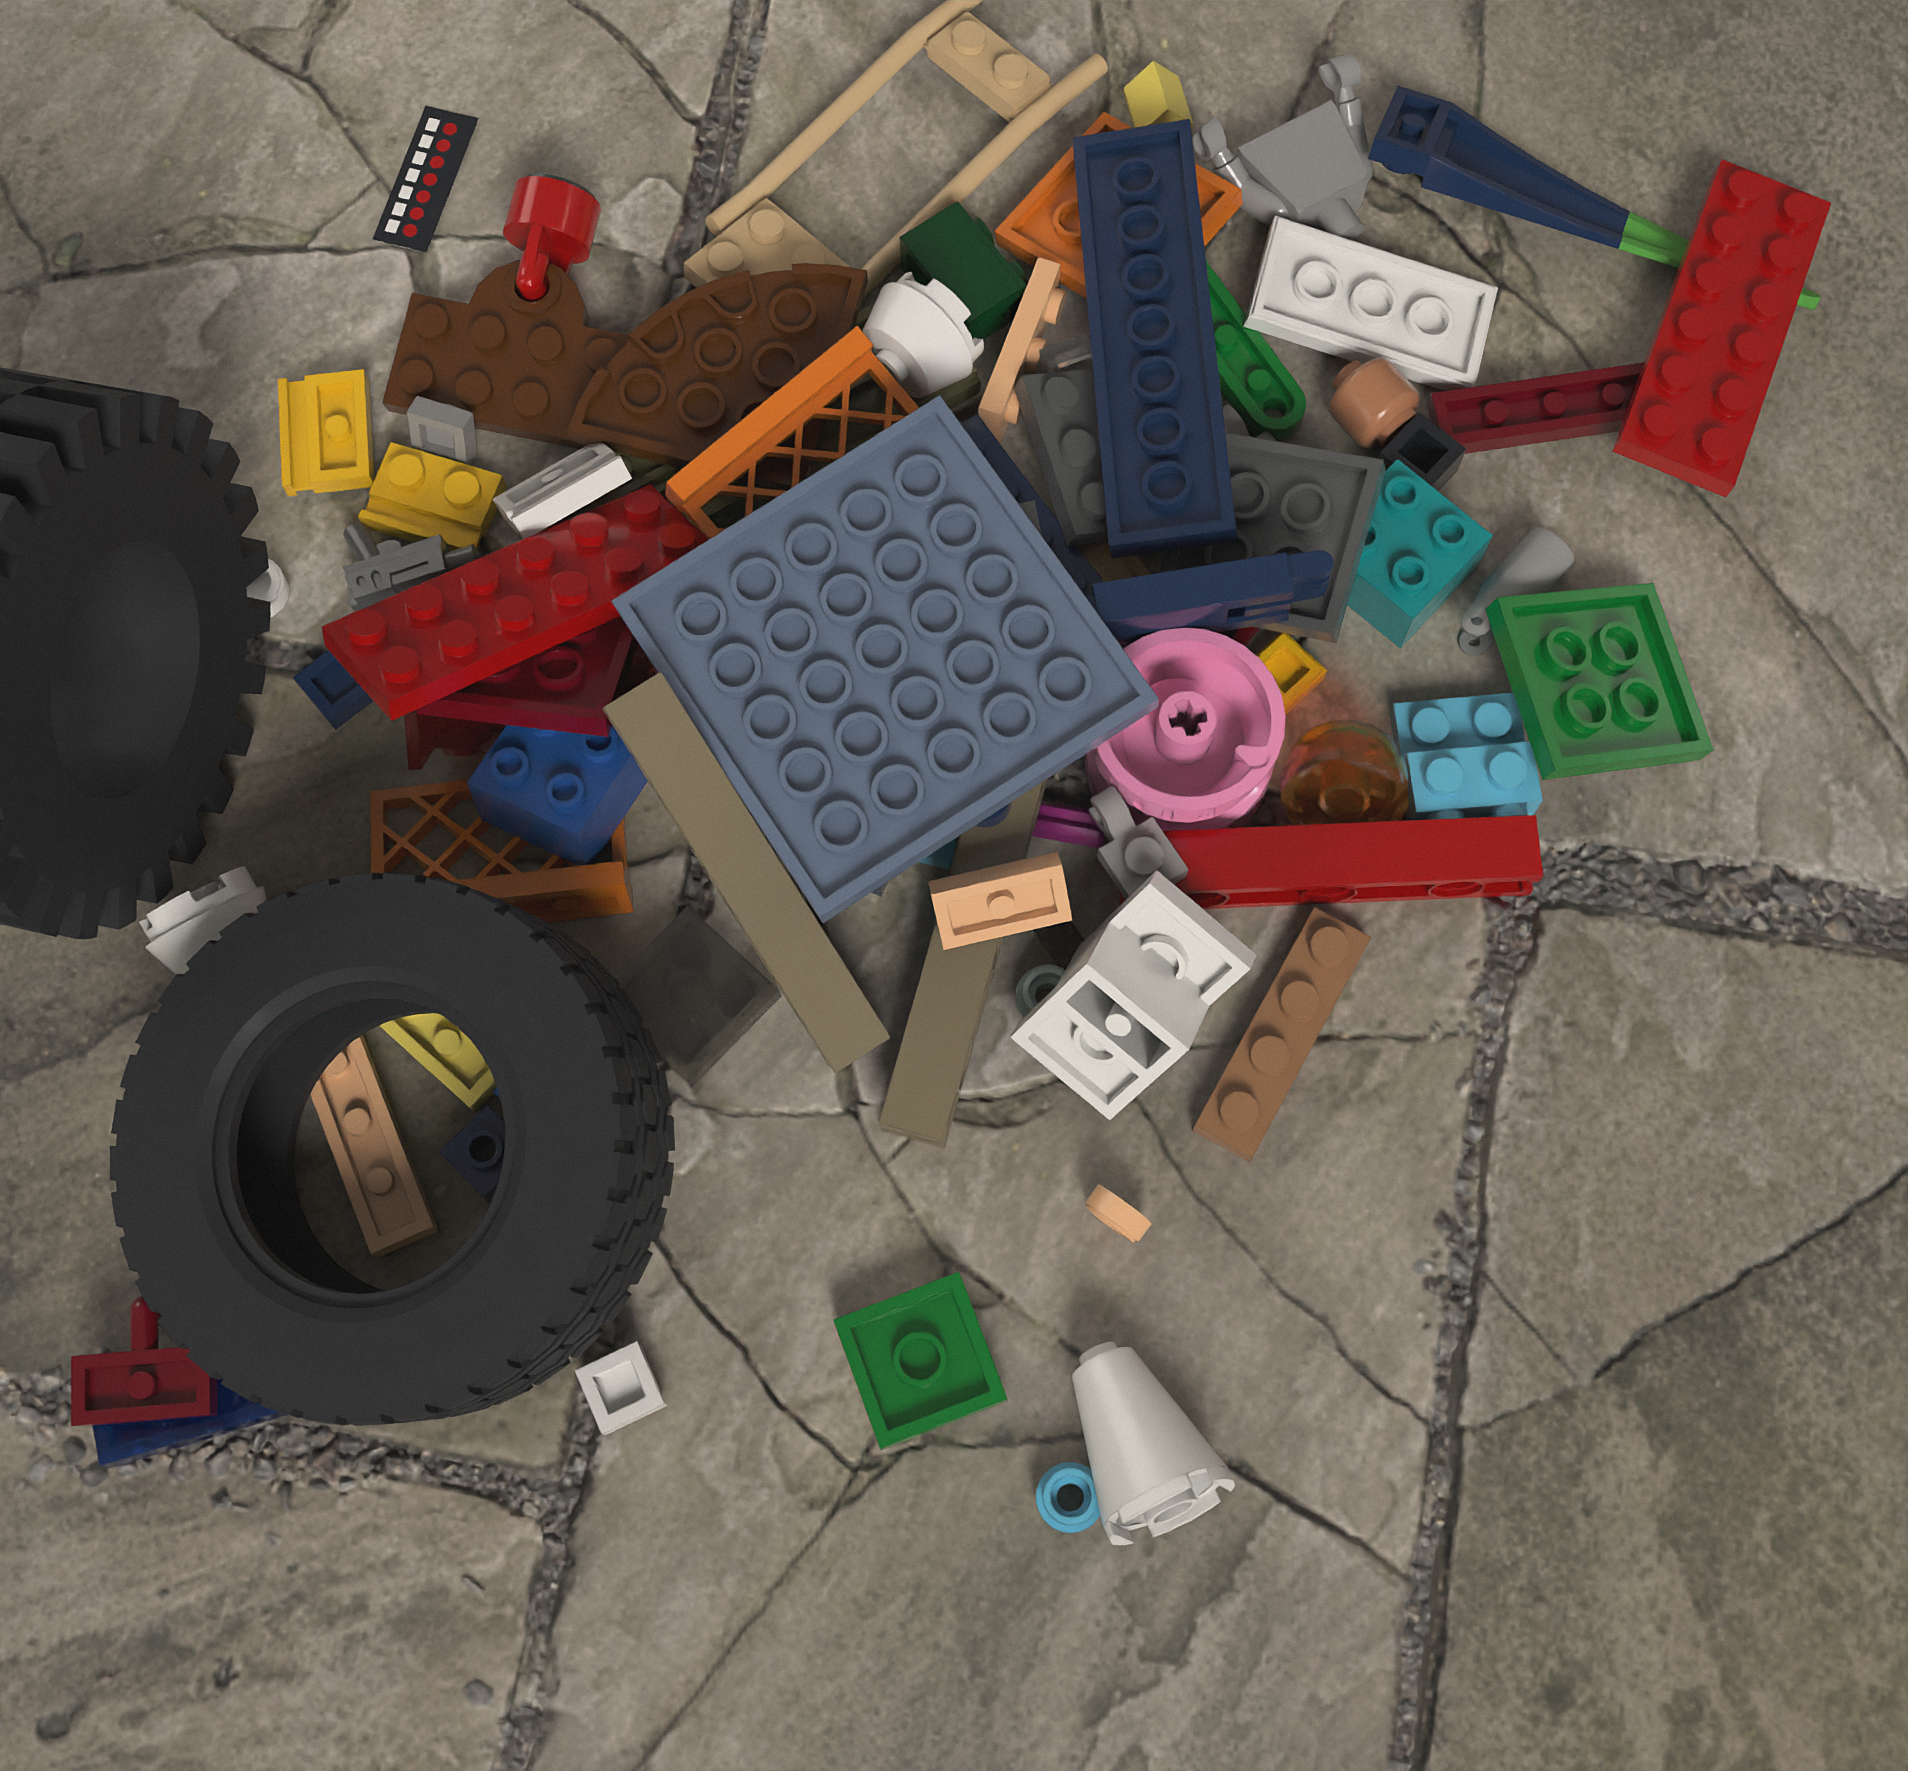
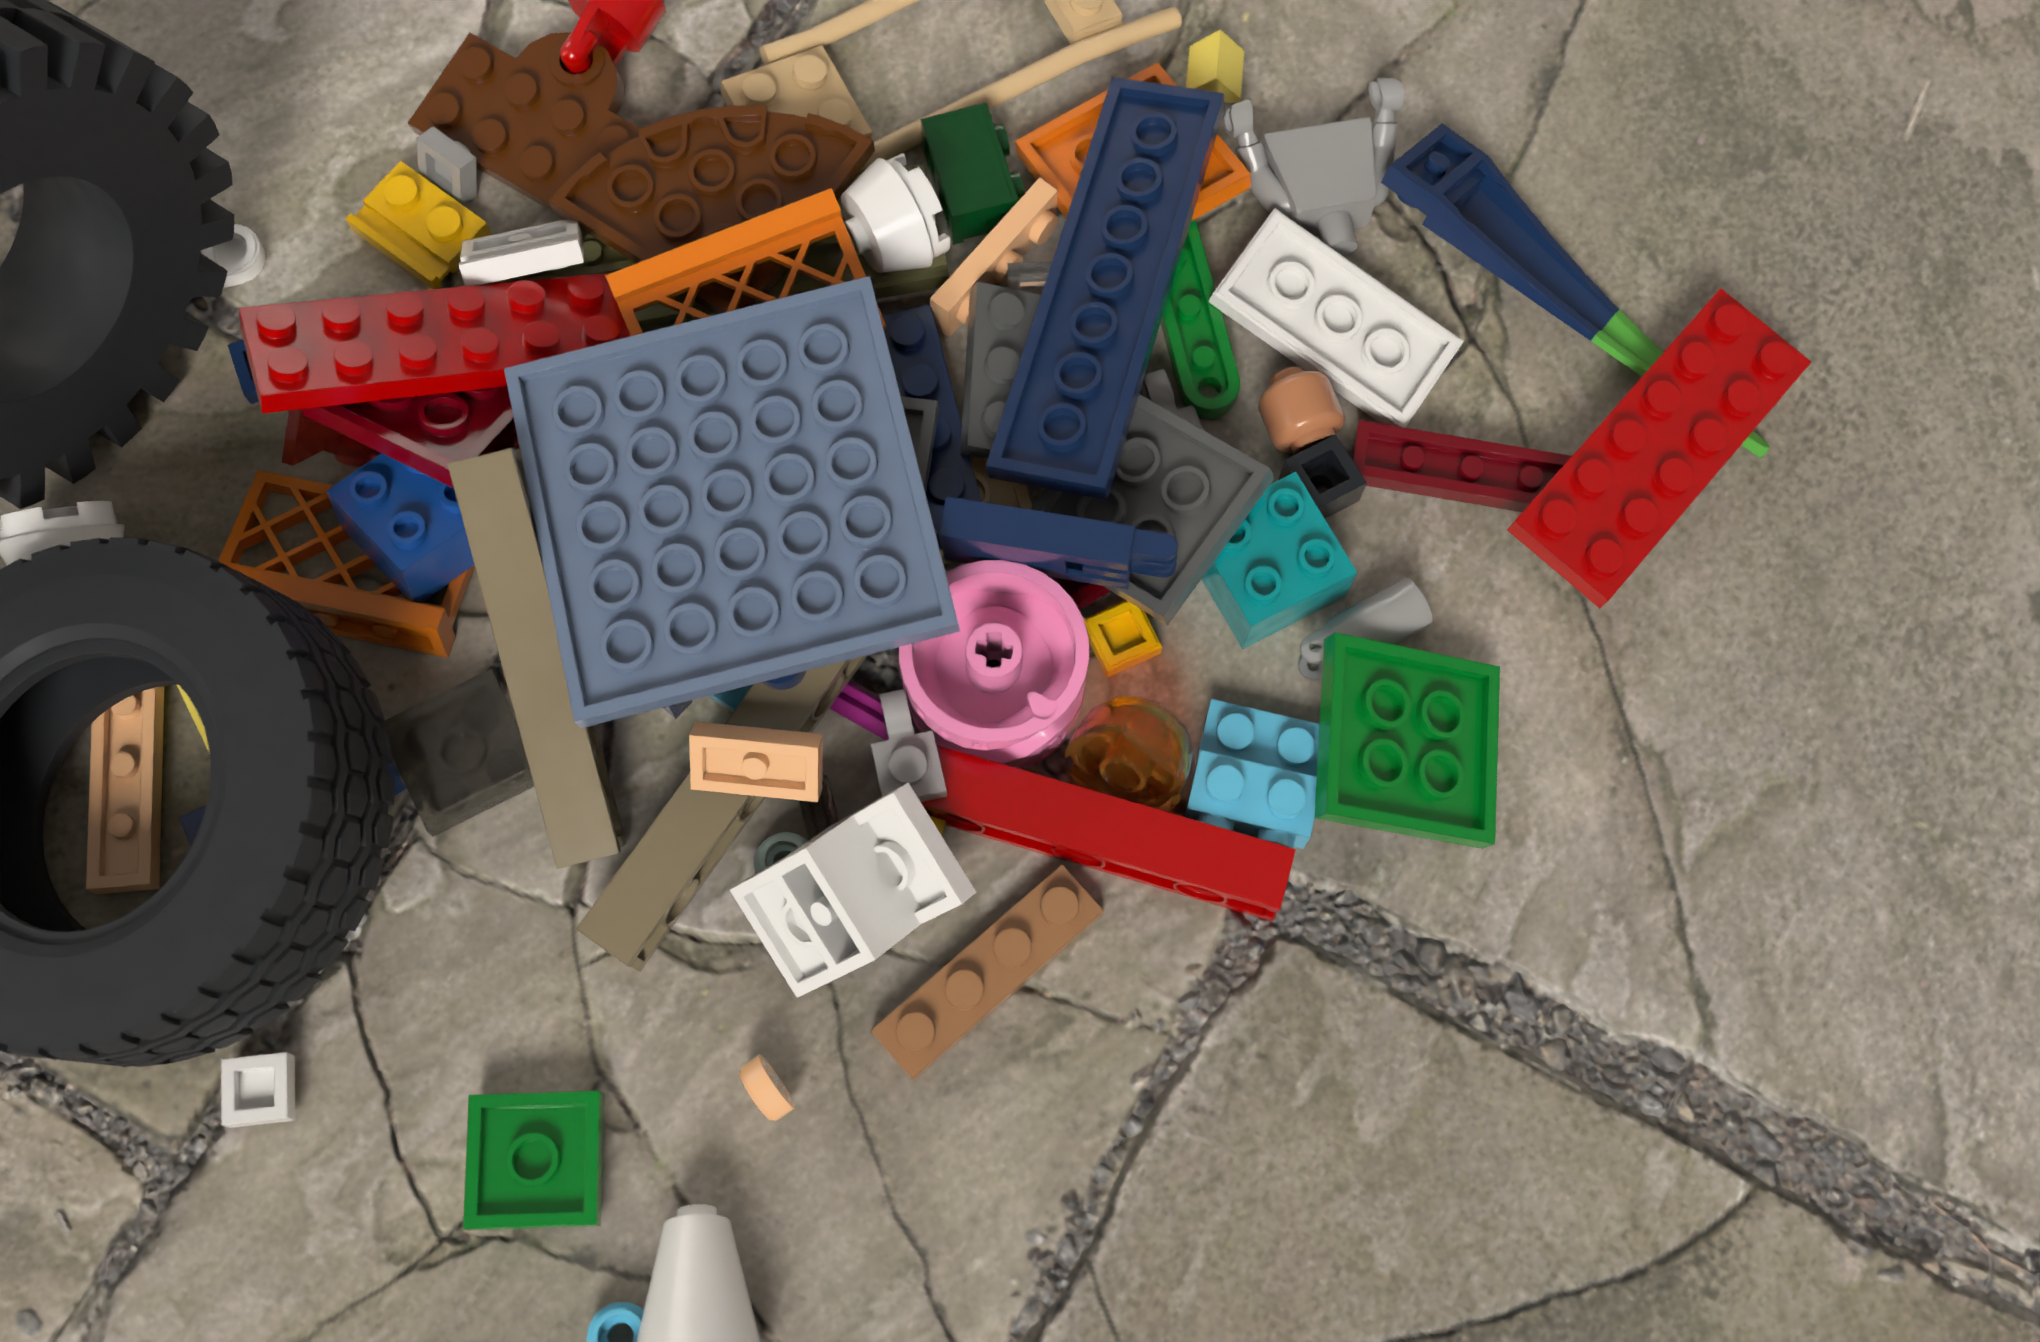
camera: 15 degrees right, 0 degrees up
(326, 432) = (347, 134): yellow plate -> none
(393, 568) = (358, 273): dark grey piece -> none

